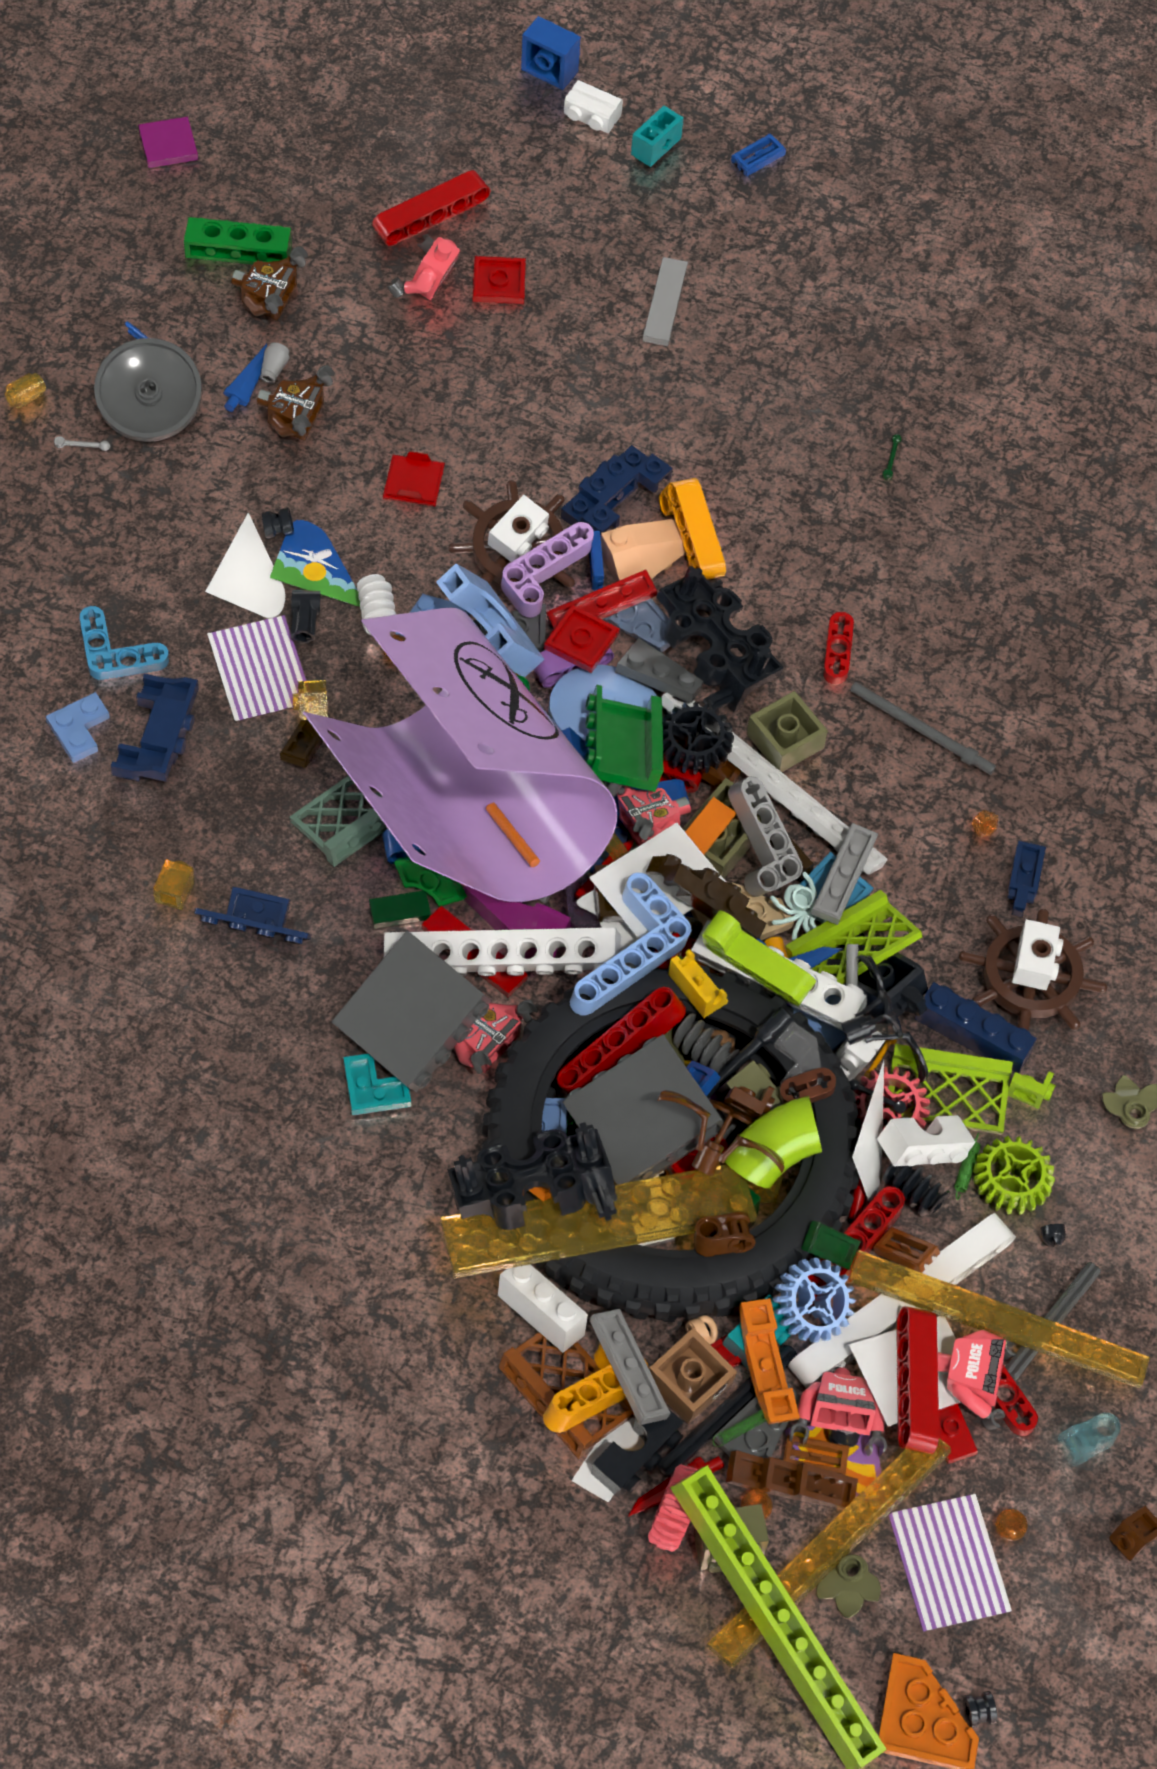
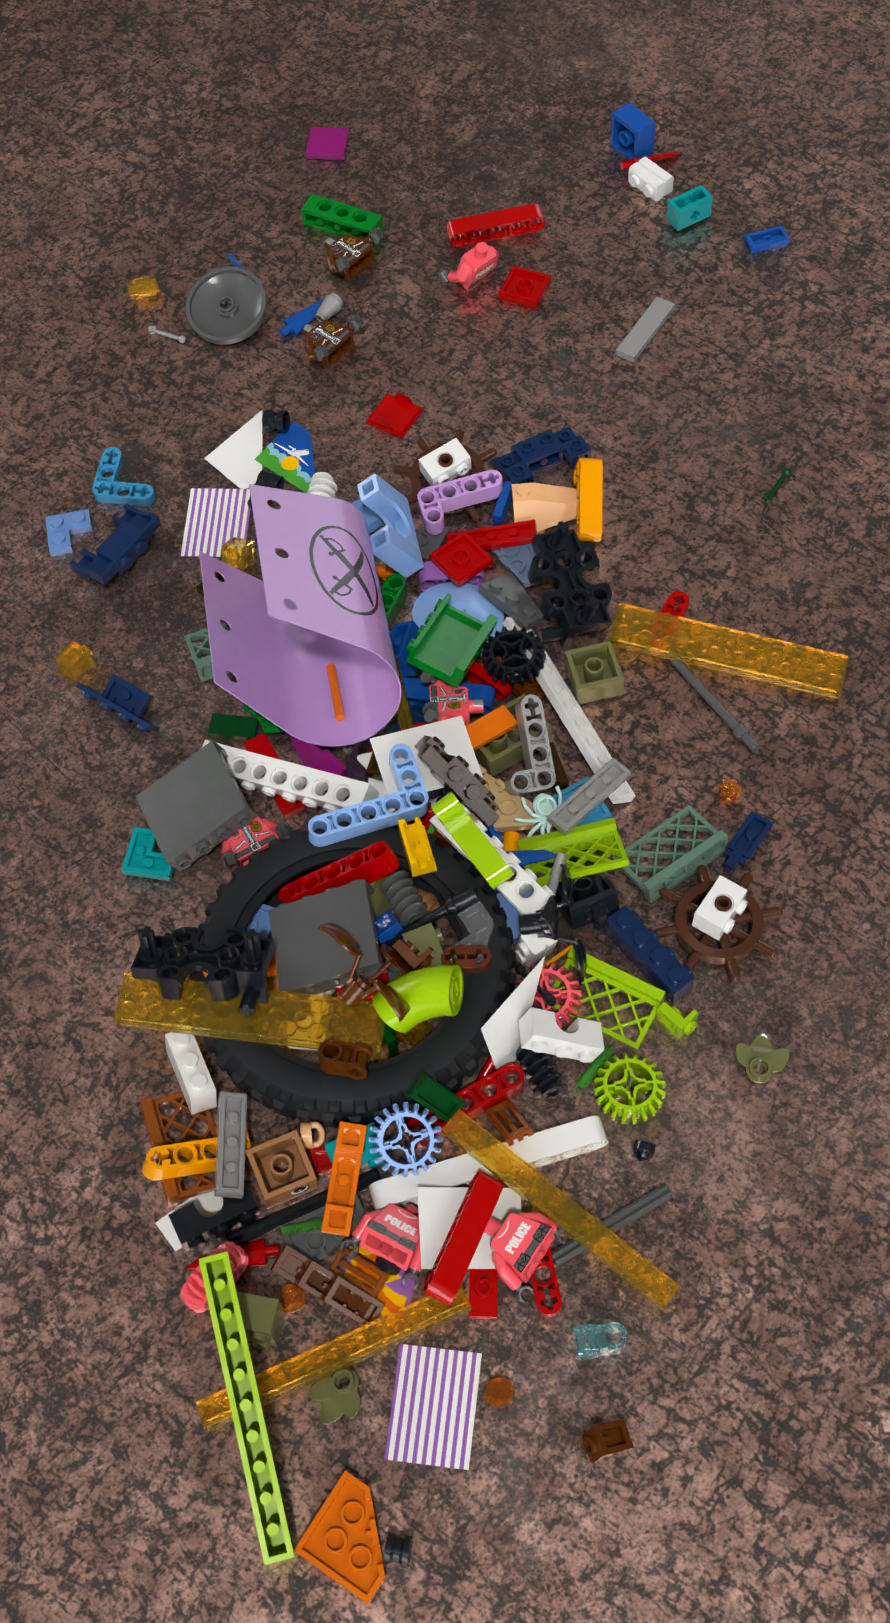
camera: 30 degrees right, 0 degrees up
(564, 89) = (626, 164): none -> red bar
(918, 666) = (729, 650): none -> clear yellow plate
(973, 916) = (686, 865): none -> sand green fence

